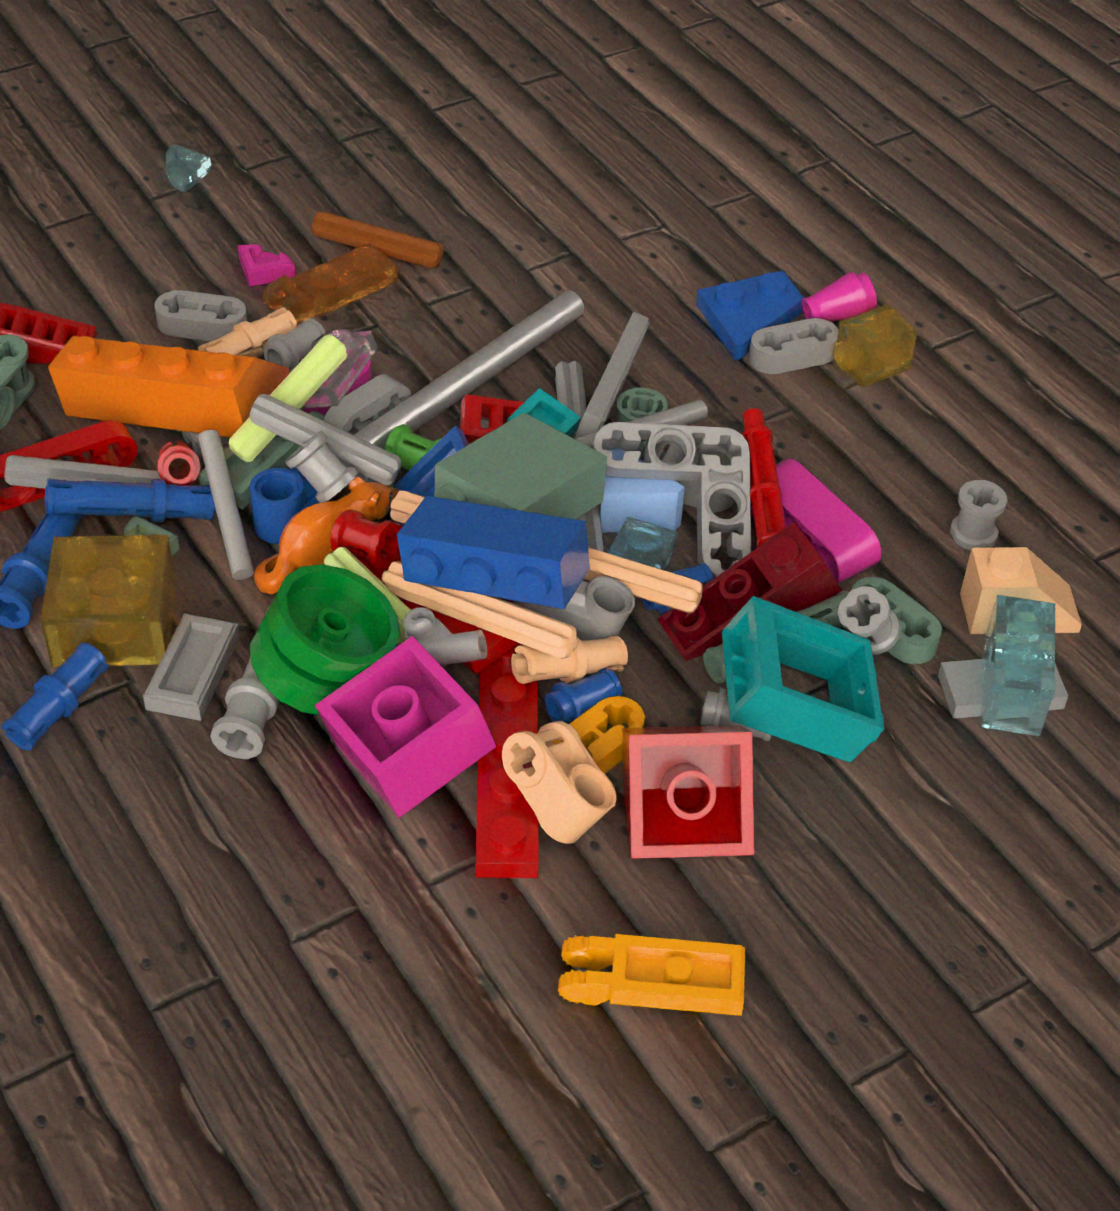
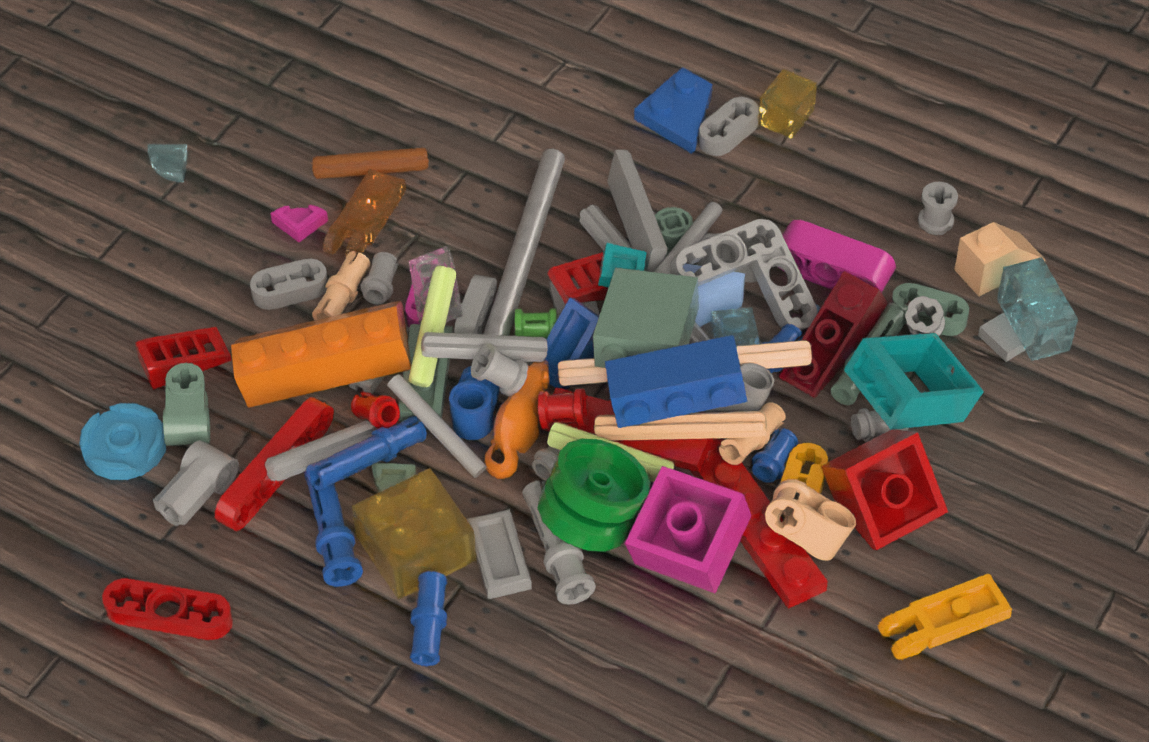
camera: 25 degrees left, 5 degrees up
(440, 642) = (655, 456): light grey arm -> none
(764, 482) = (803, 254): red piece -> none
(841, 299) = (741, 73): dark pink cone -> none

